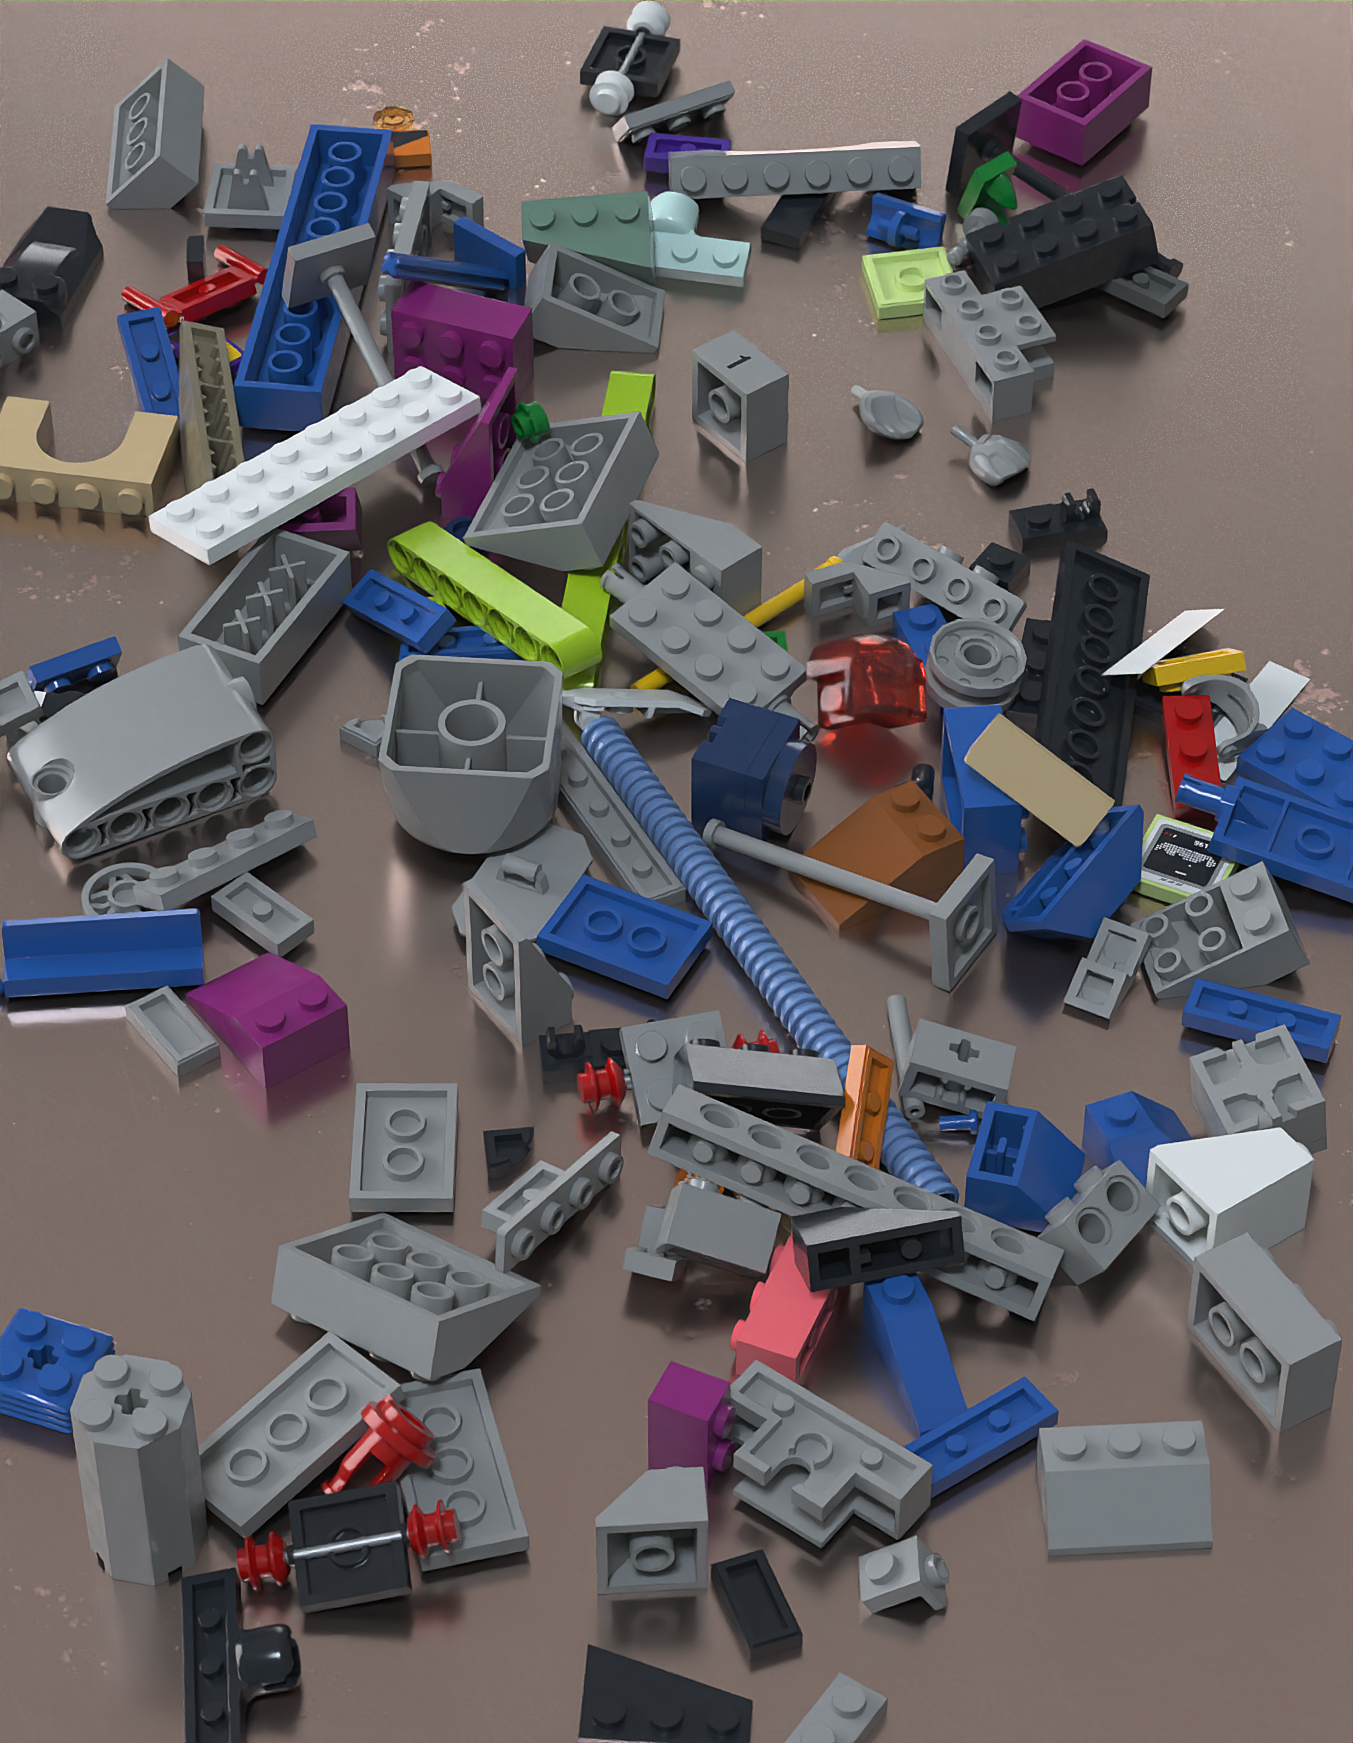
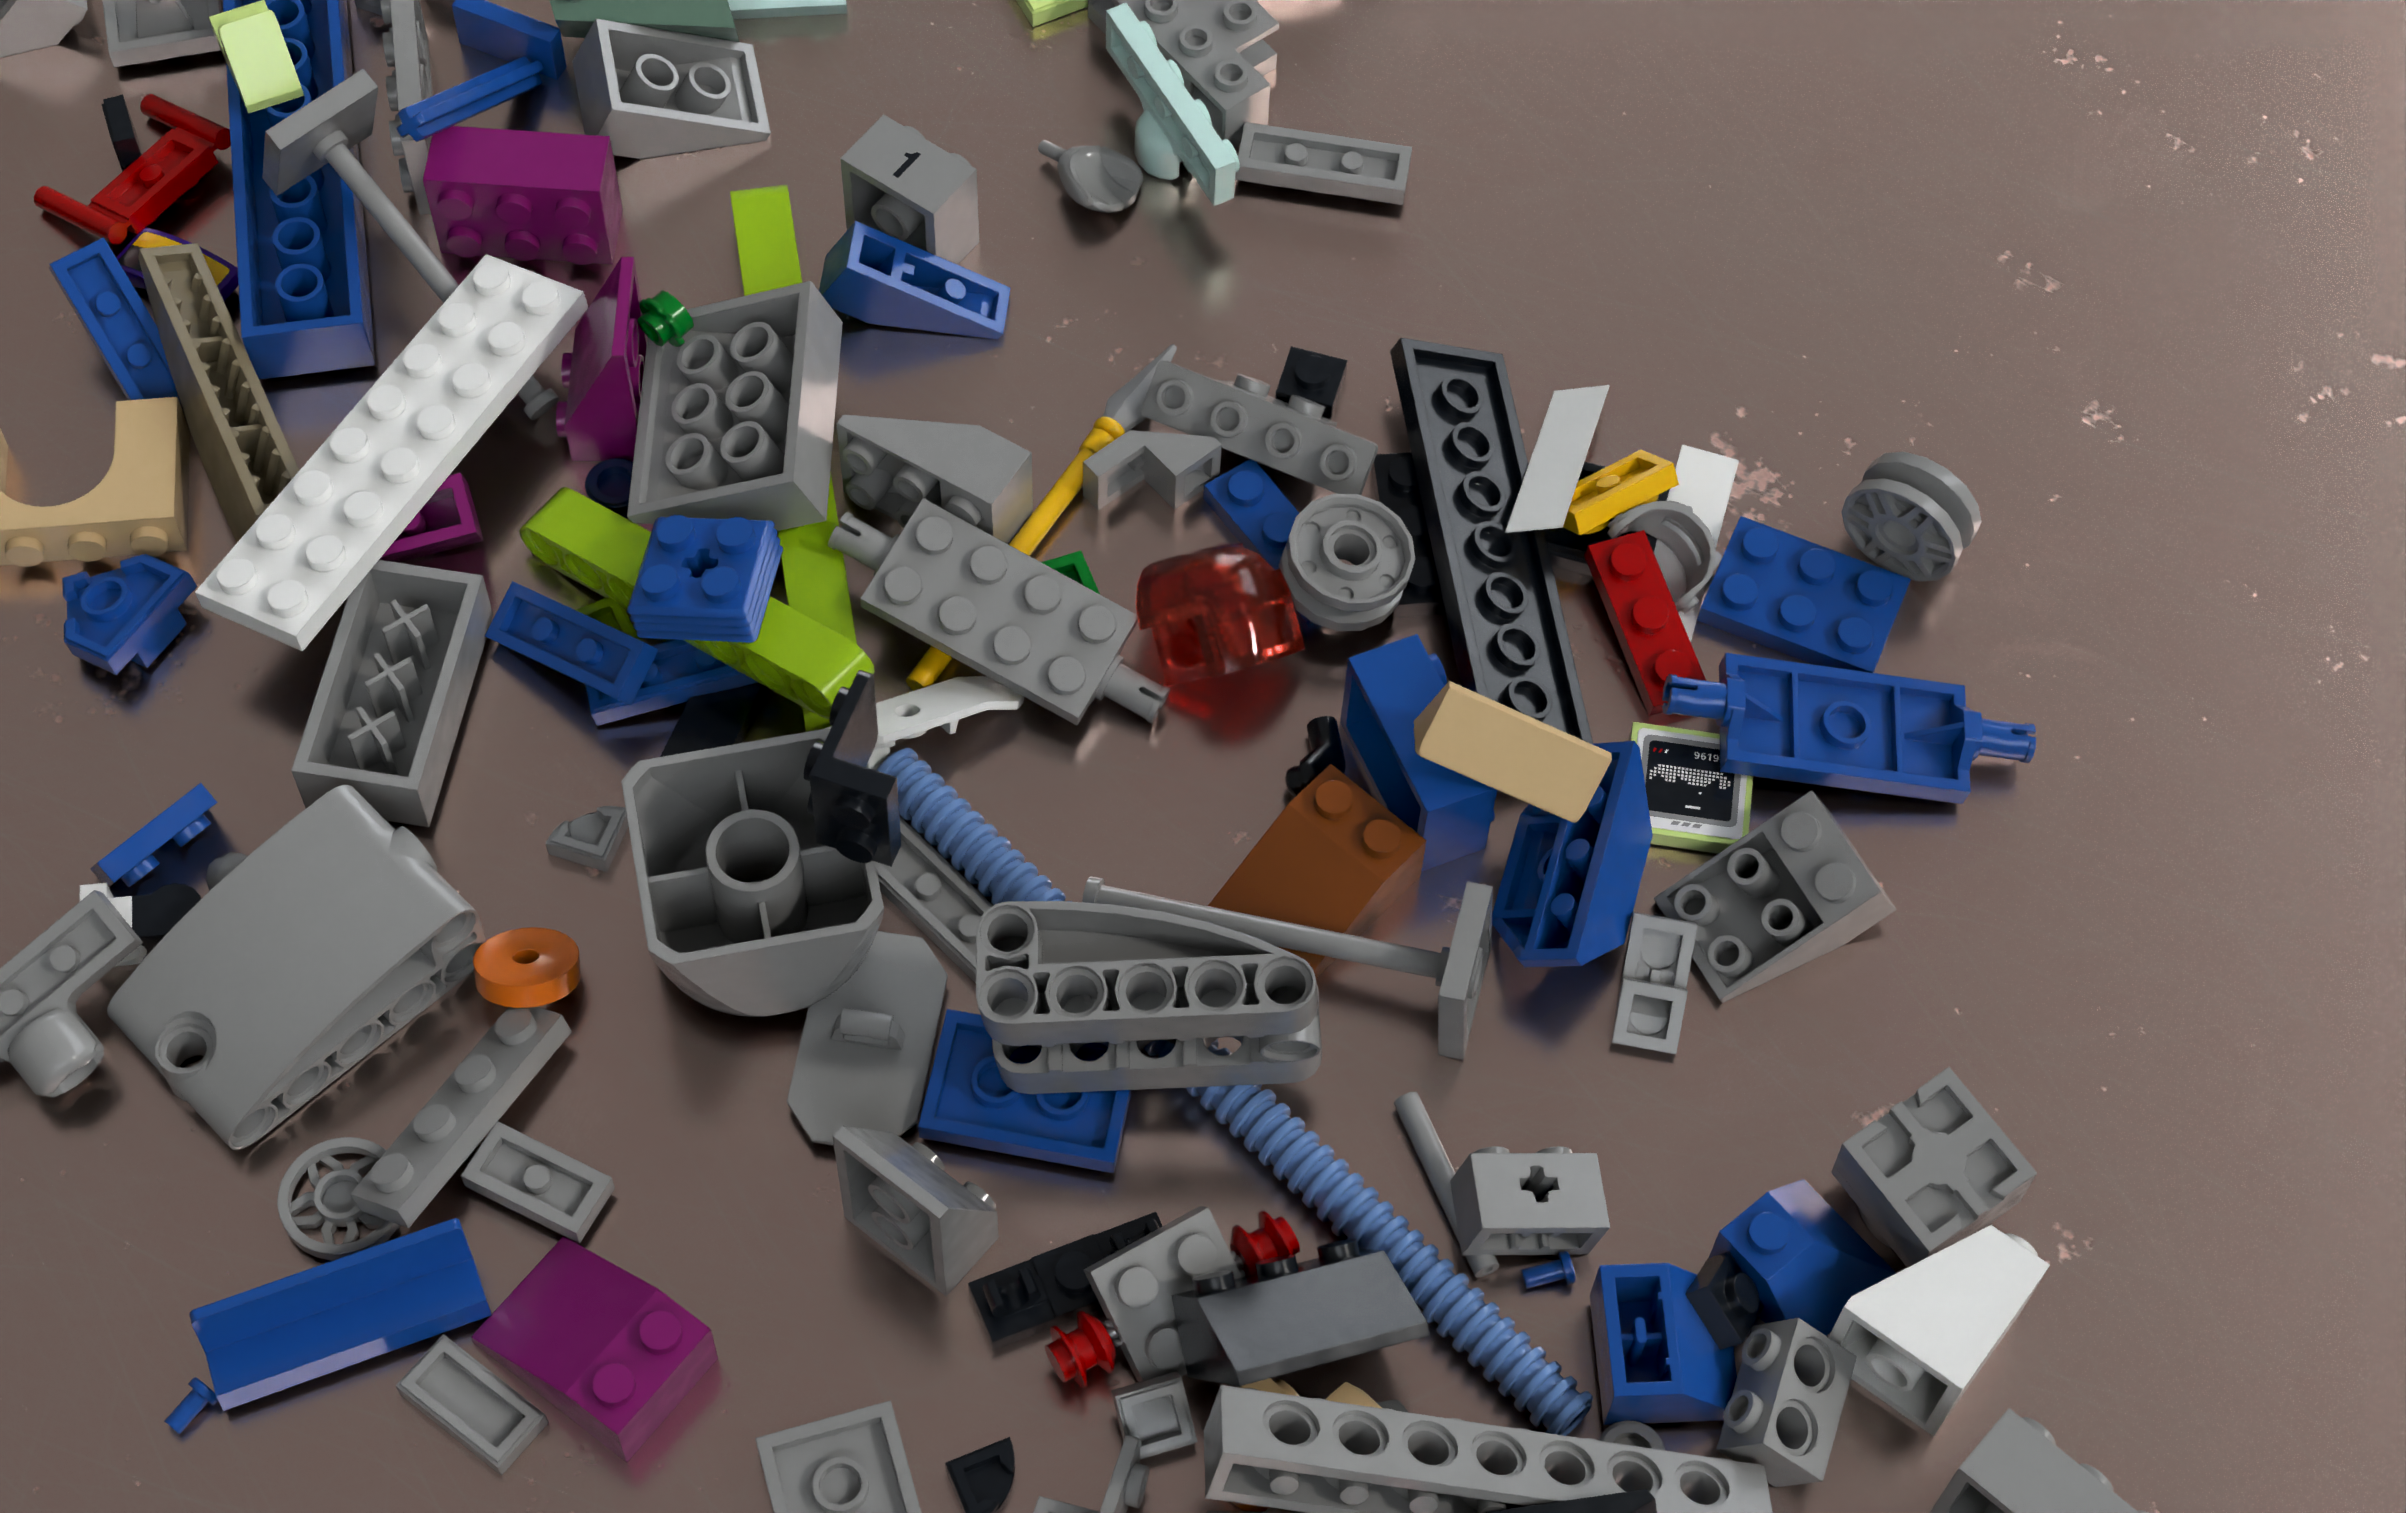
camera: 20 degrees left, 15 degrees up
(100, 541) = (125, 612): none -> blue plate
(299, 791) = (527, 967): none -> orange piece
(301, 215) = (256, 55): none -> yellowish green slope
(501, 574) = (705, 579): none -> blue brick
(547, 676) = (850, 803): none -> black bracket
(637, 1132) = (1156, 1414): none -> light grey tile
(711, 867) = (1135, 980): none -> light grey panel
(719, 452) = (909, 288): none -> blue slope
(752, 772) = (1122, 801): dark blue piece -> none
(865, 1105) = (1451, 1343): orange tile -> none
(955, 383) = (1172, 122): none -> light aqua plate
(994, 456) = (1254, 216): light grey piece -> none
(1055, 524) = (1359, 296): black plate -> none
(1063, 436) = (1323, 163): none -> light grey plate
(1075, 1151) = (1725, 1300): none -> black plate
(1245, 1013) = (1867, 1012): blue plate -> none

